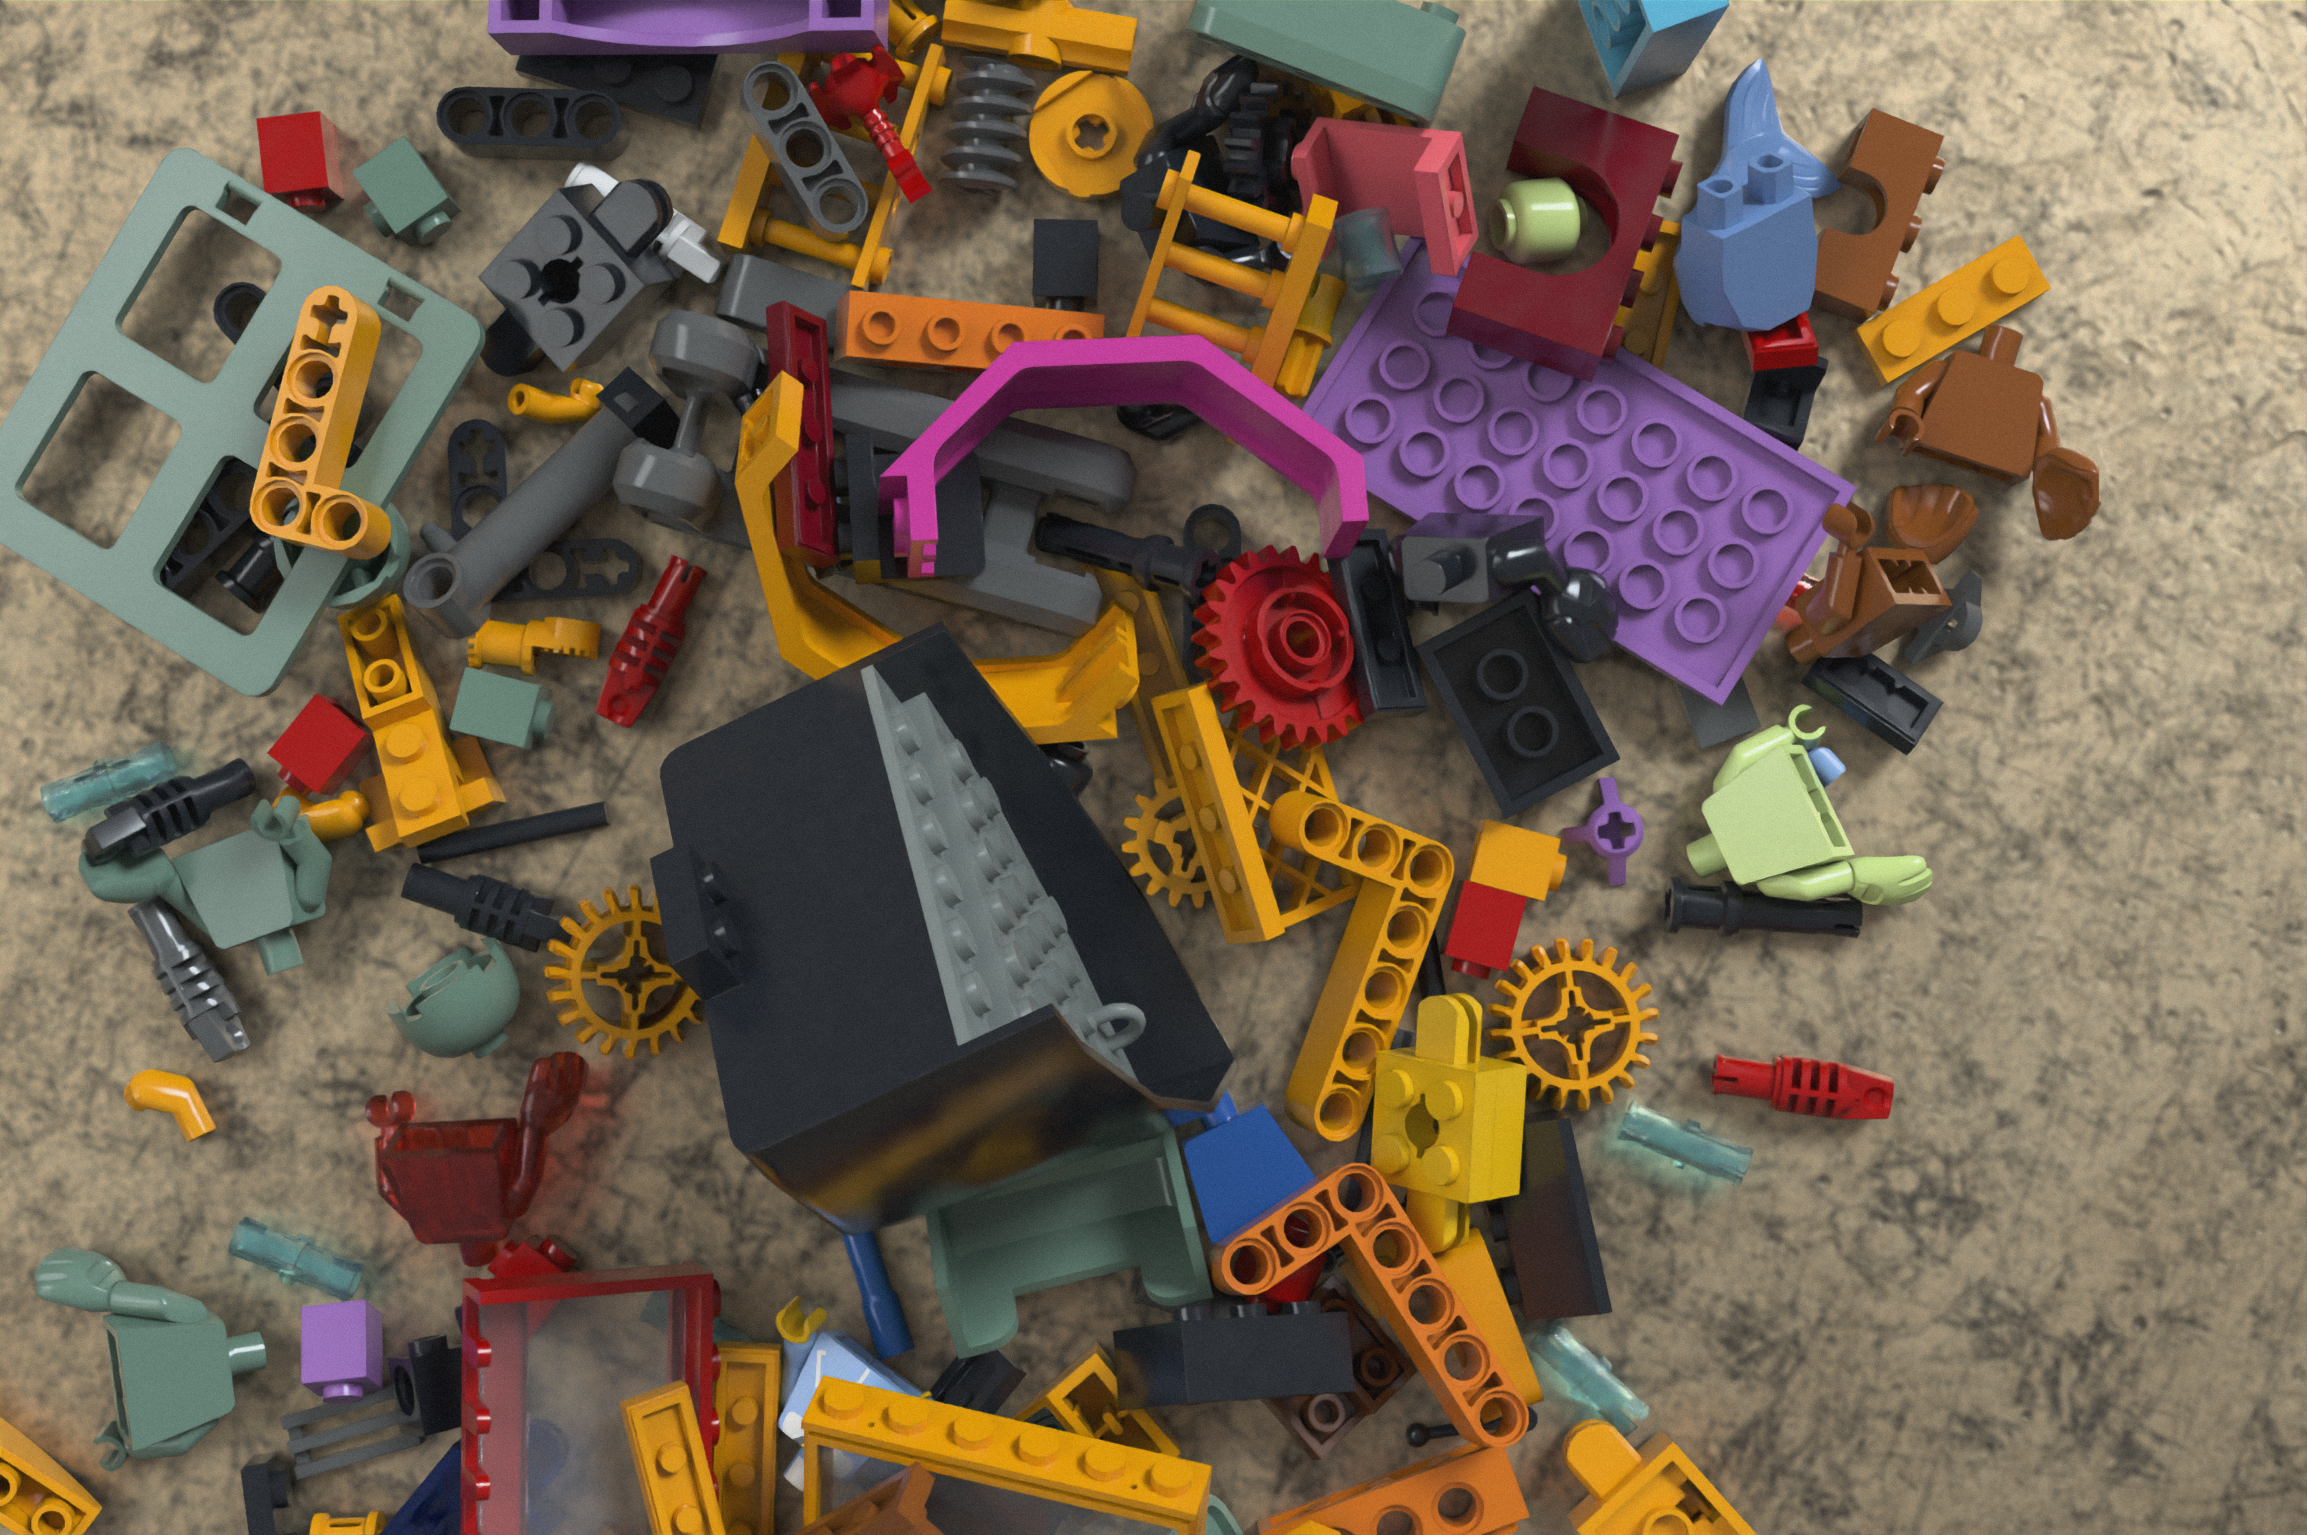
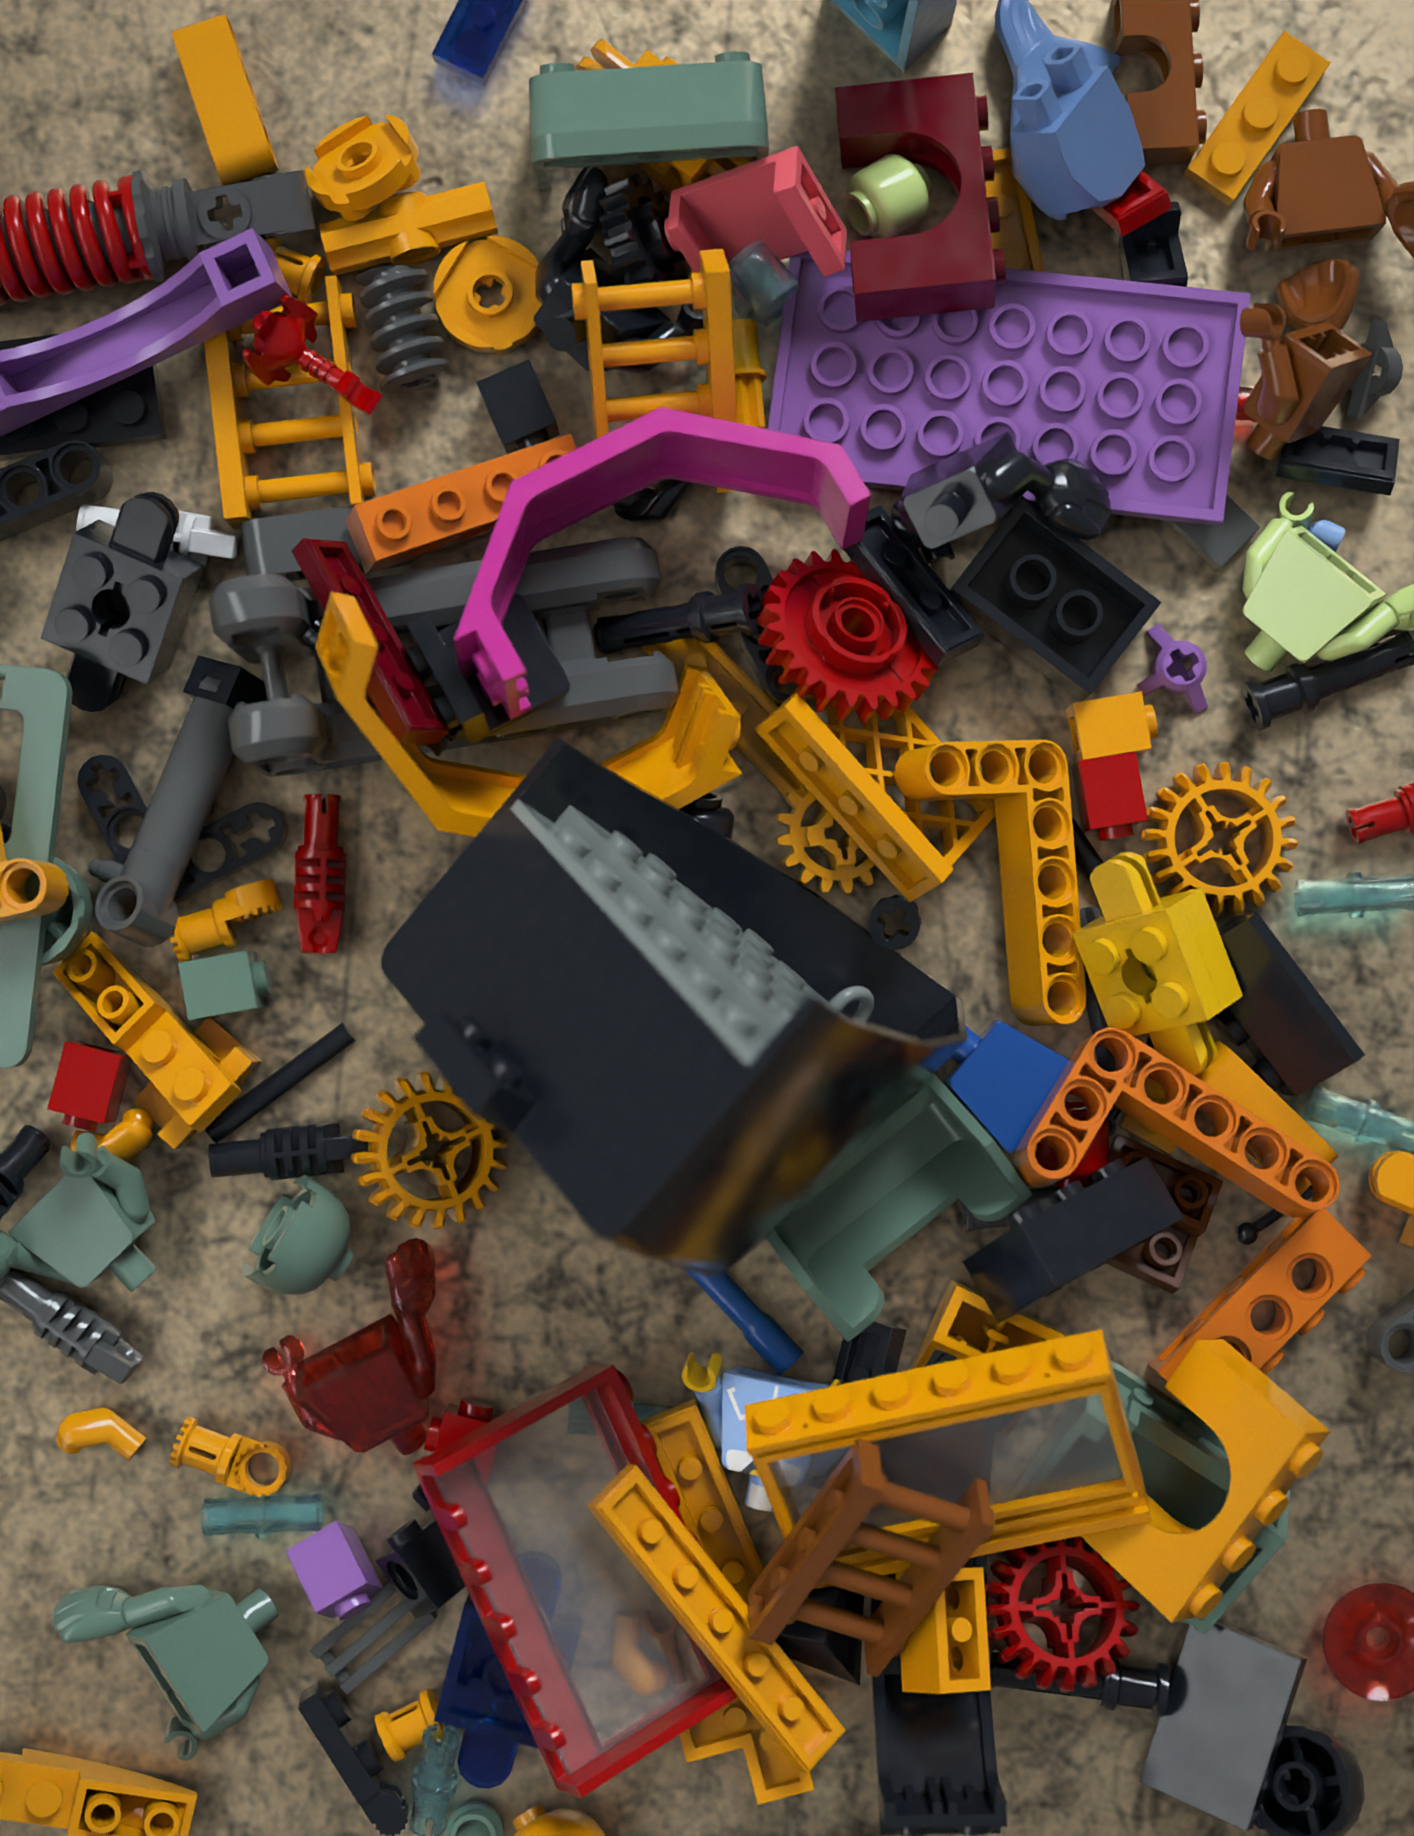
camera: 25 degrees left, 0 degrees up
(288, 1186) = (227, 1457): none -> light orange connector
(554, 408) = (154, 719): light orange arm -> none
(802, 120) = (250, 386): dark grey beam -> none
(1187, 950) = (901, 938): none -> black bush

